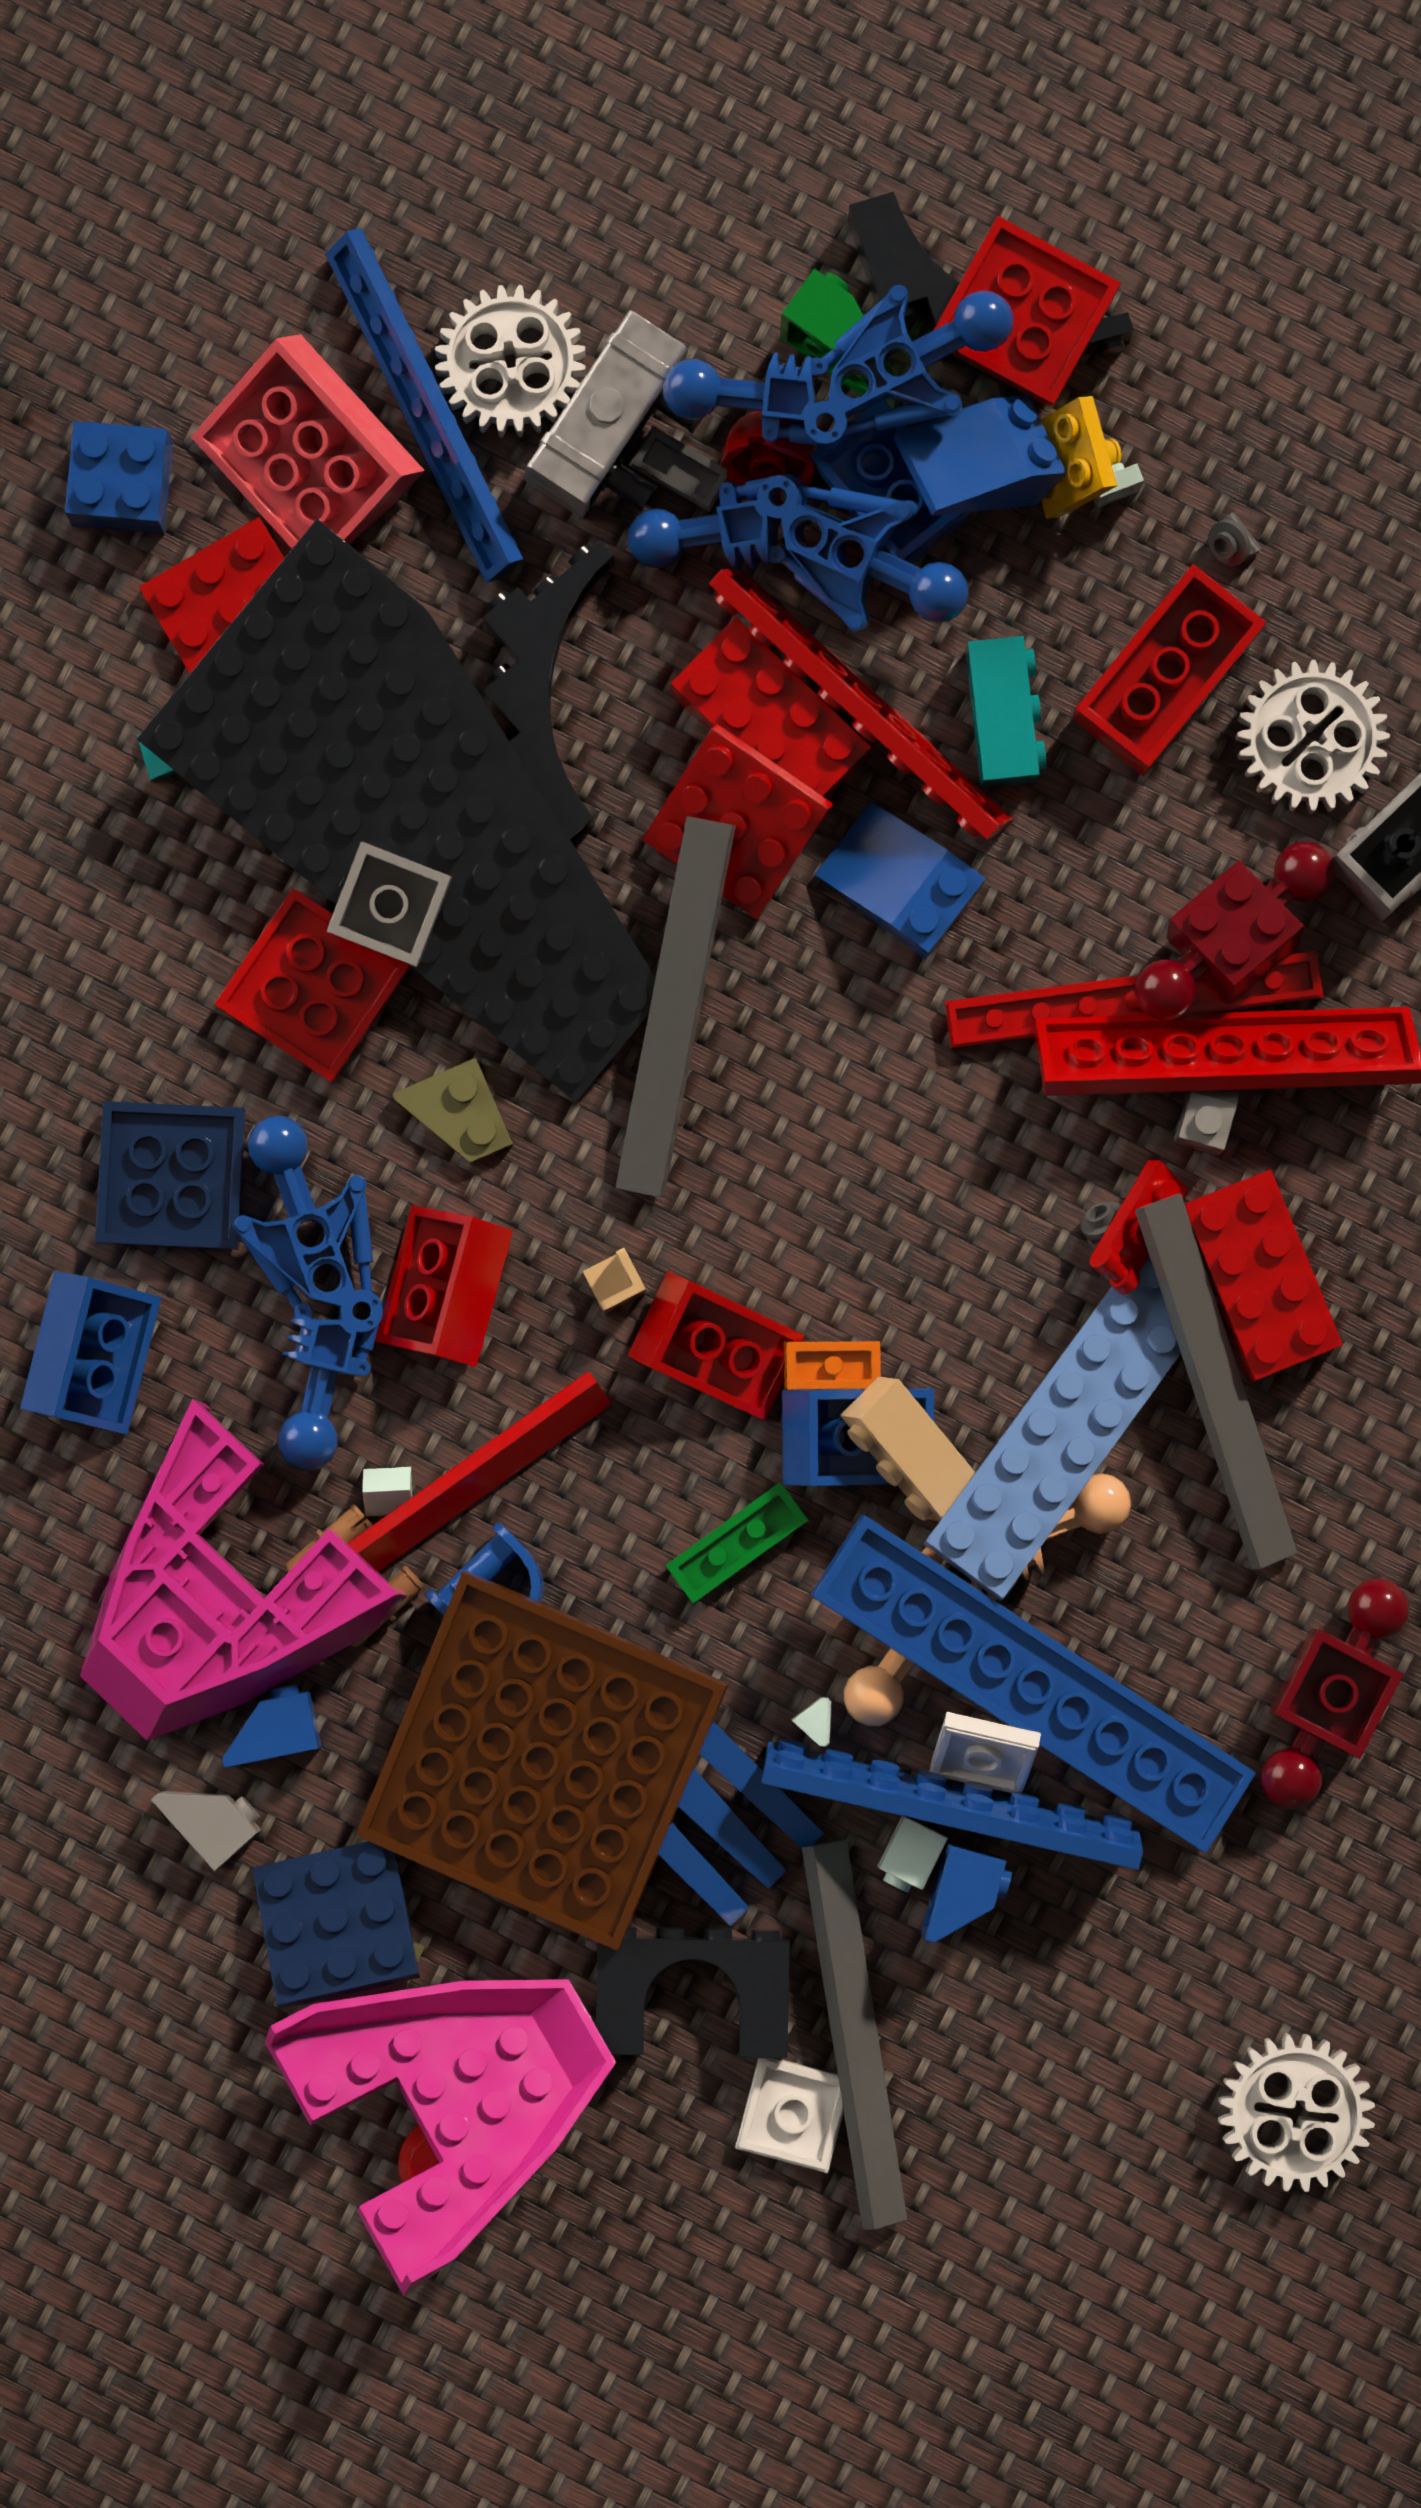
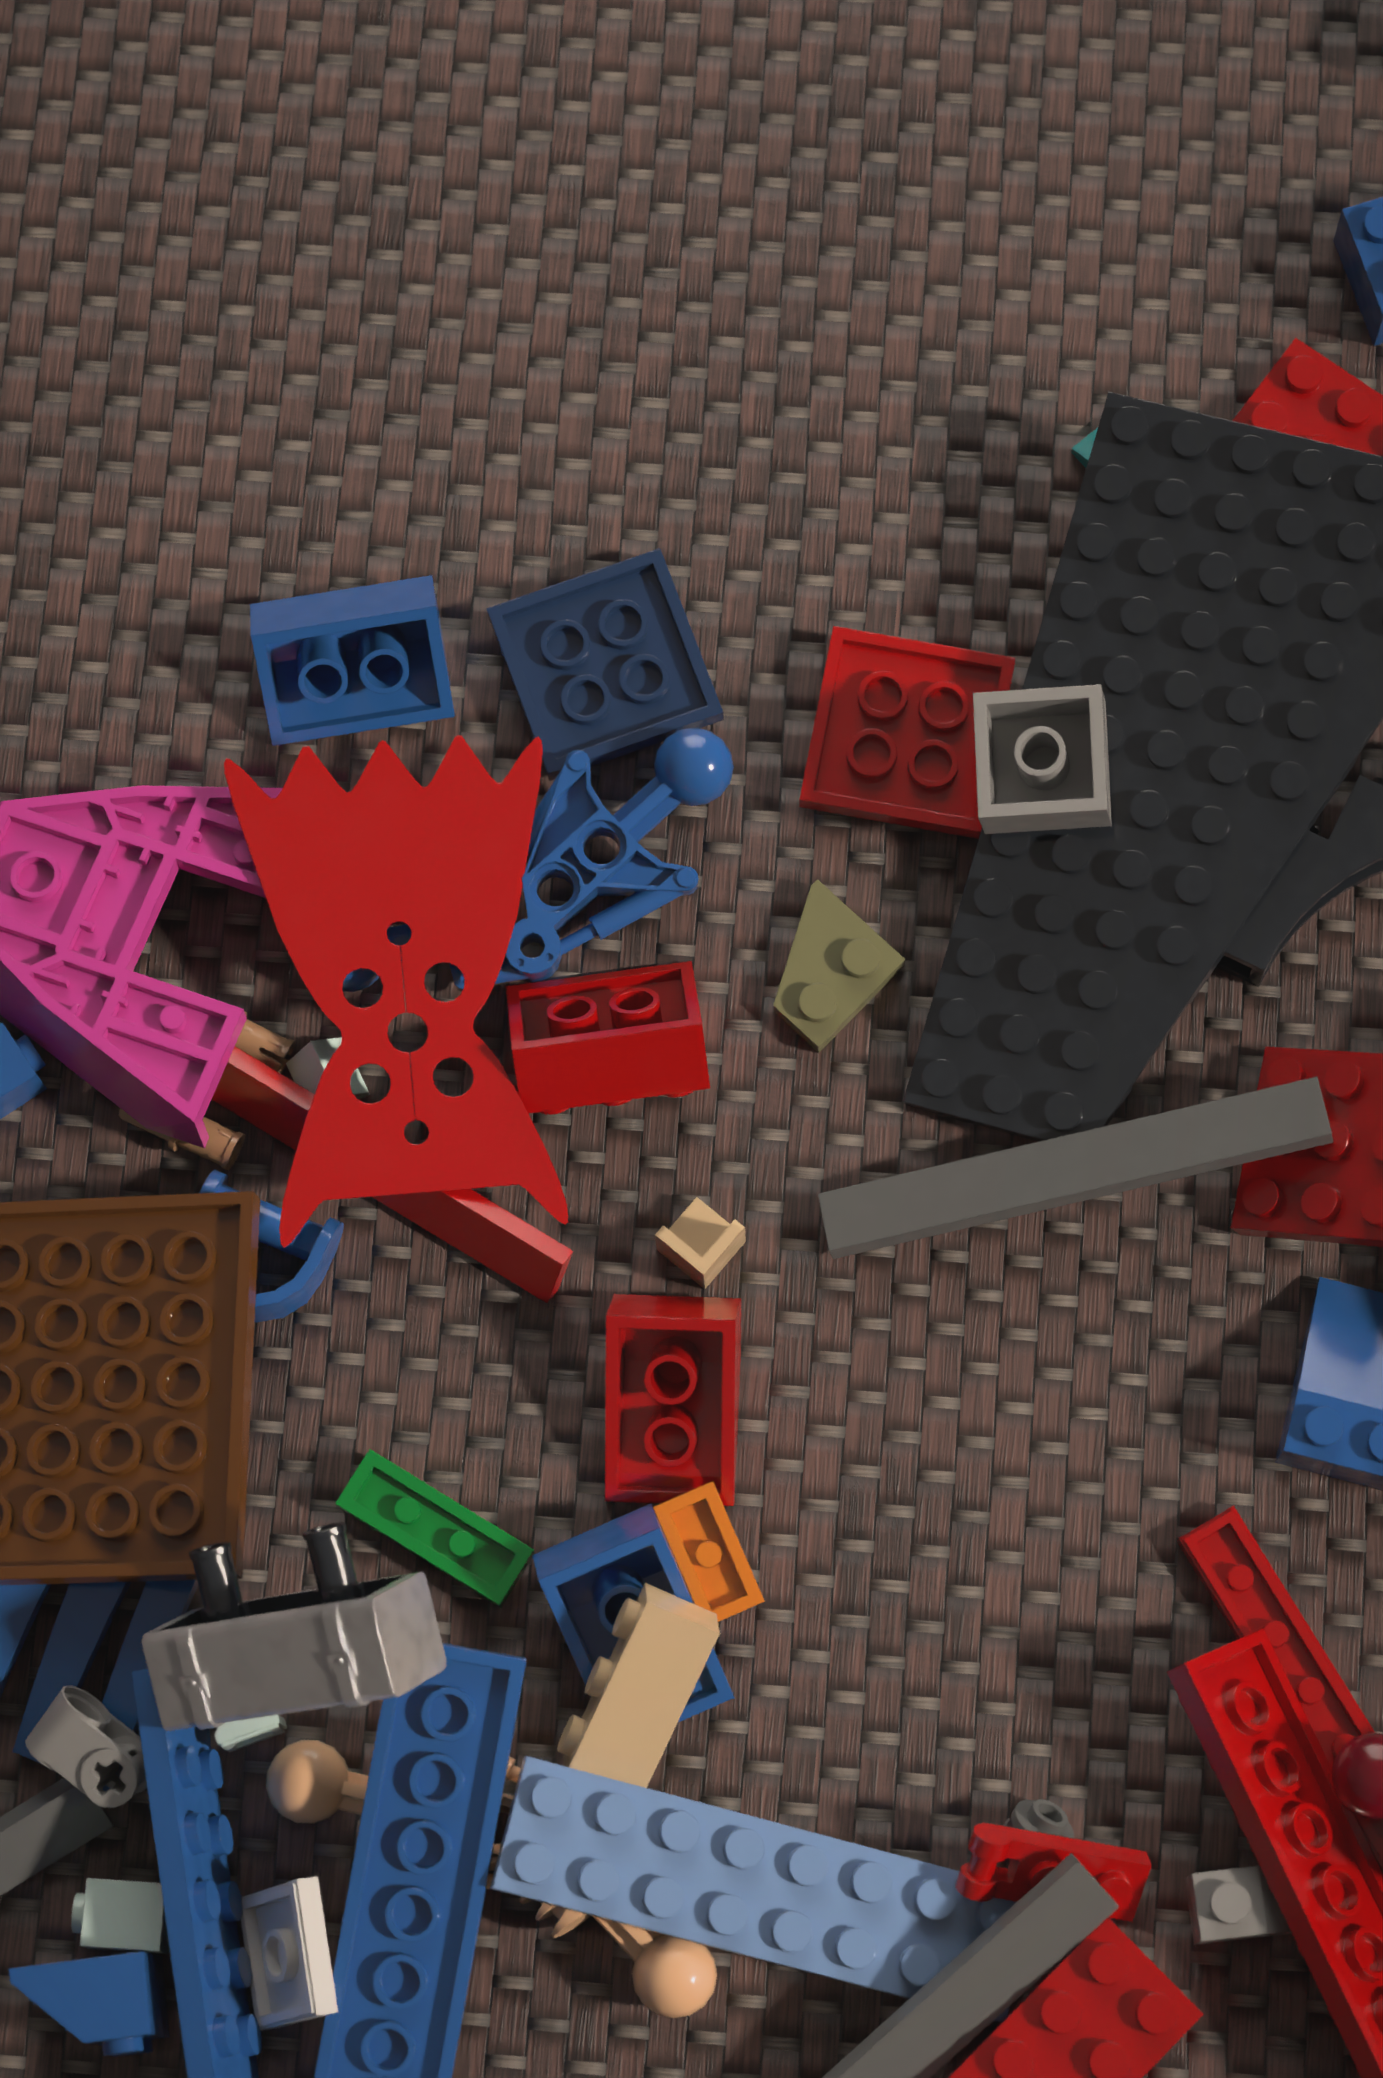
camera: 75 degrees right, 10 degrees down
(260, 1428) = (335, 882): none -> red piece
(791, 1835) = (86, 1747): none -> light grey piece
(796, 1665) = (292, 1649): none -> flat silver piece

